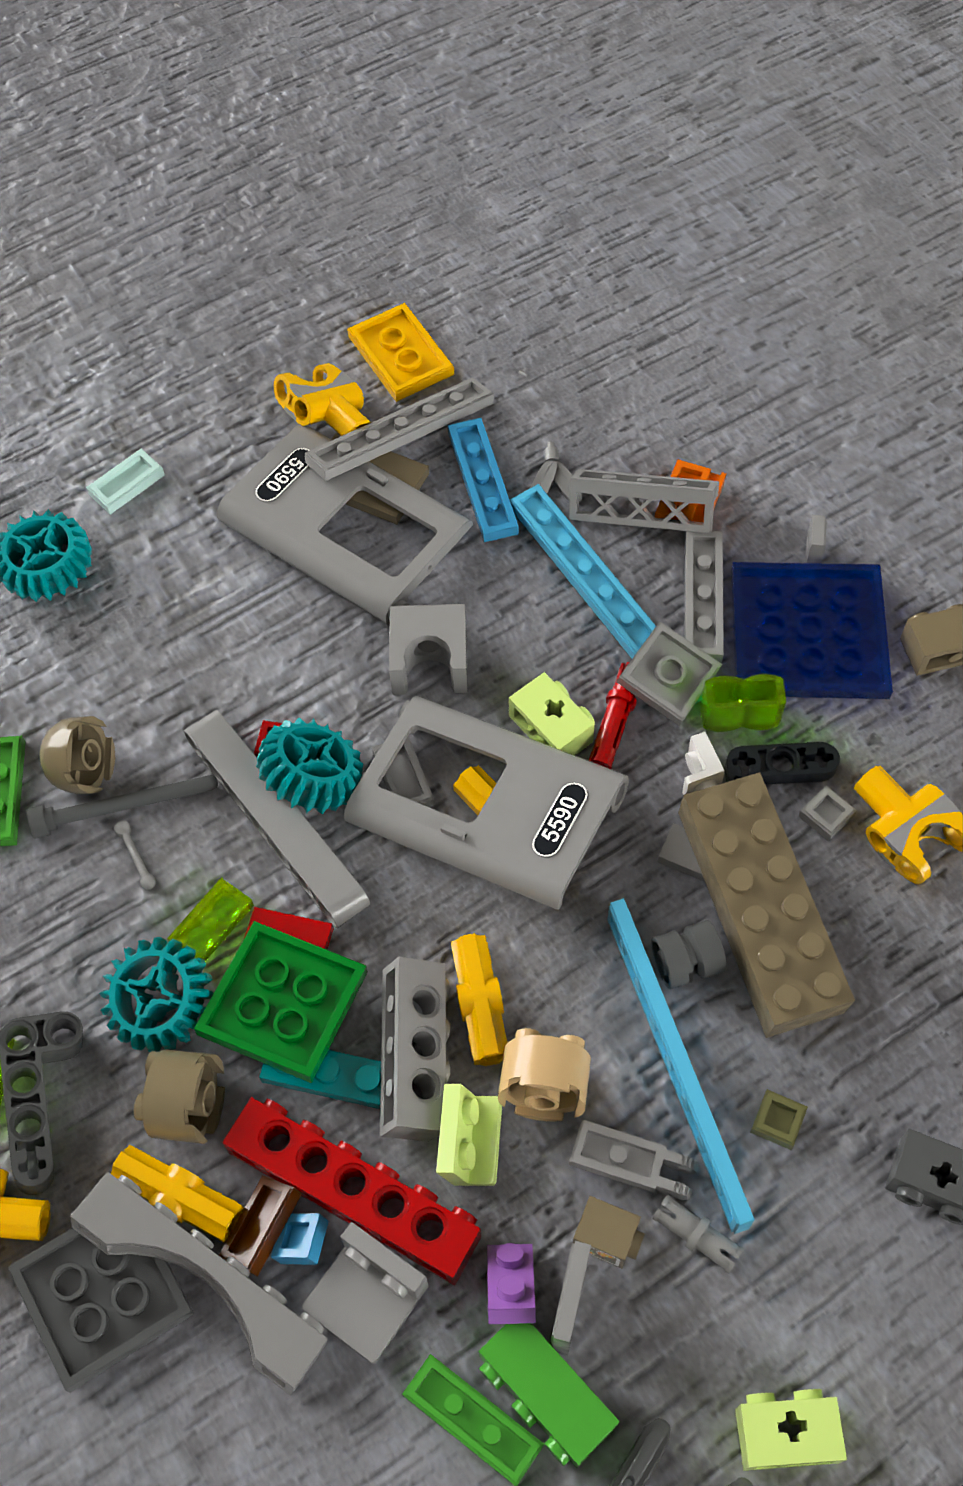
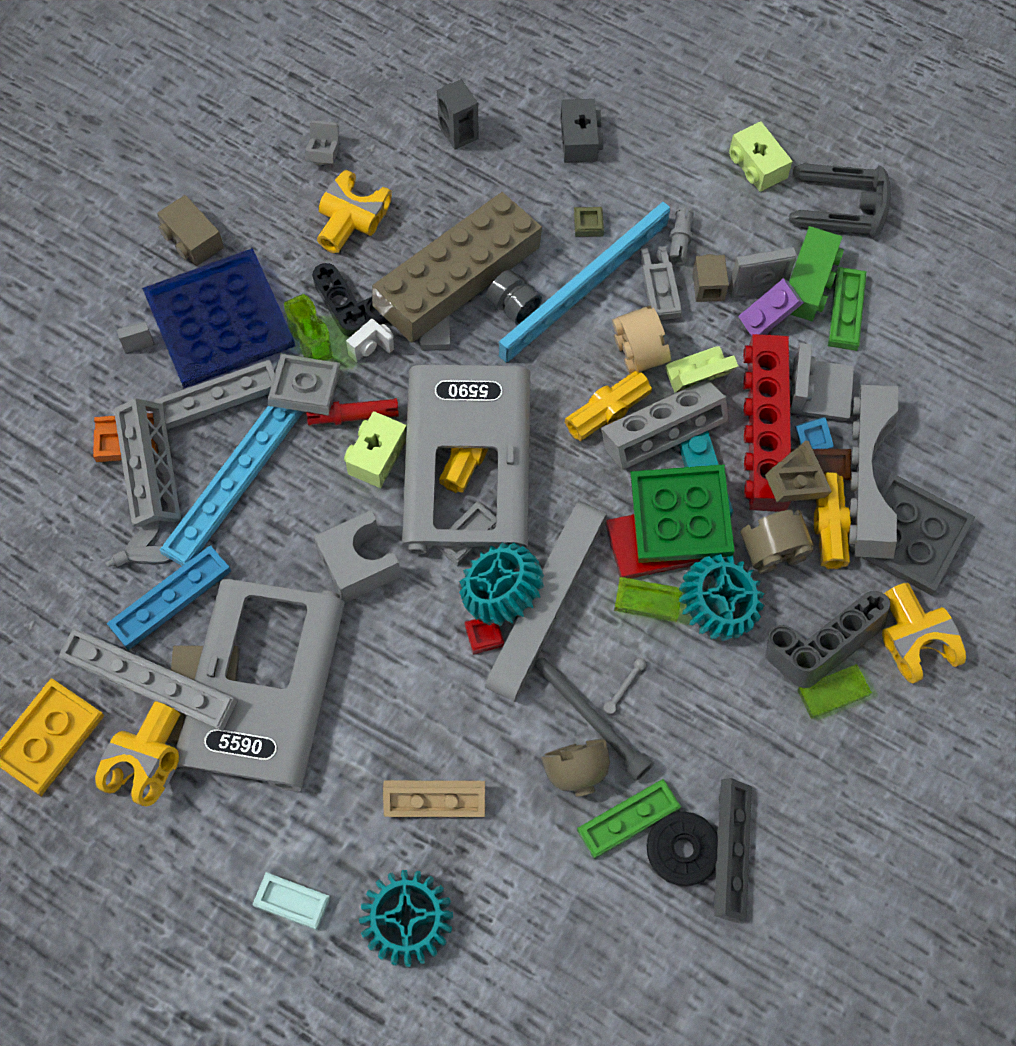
camera: 120 degrees left, 5 degrees up
(134, 622) = (433, 798): none -> tan plate
(240, 1158) = (798, 476): none -> dark tan wing
(827, 813) = (364, 262): light grey tile -> none

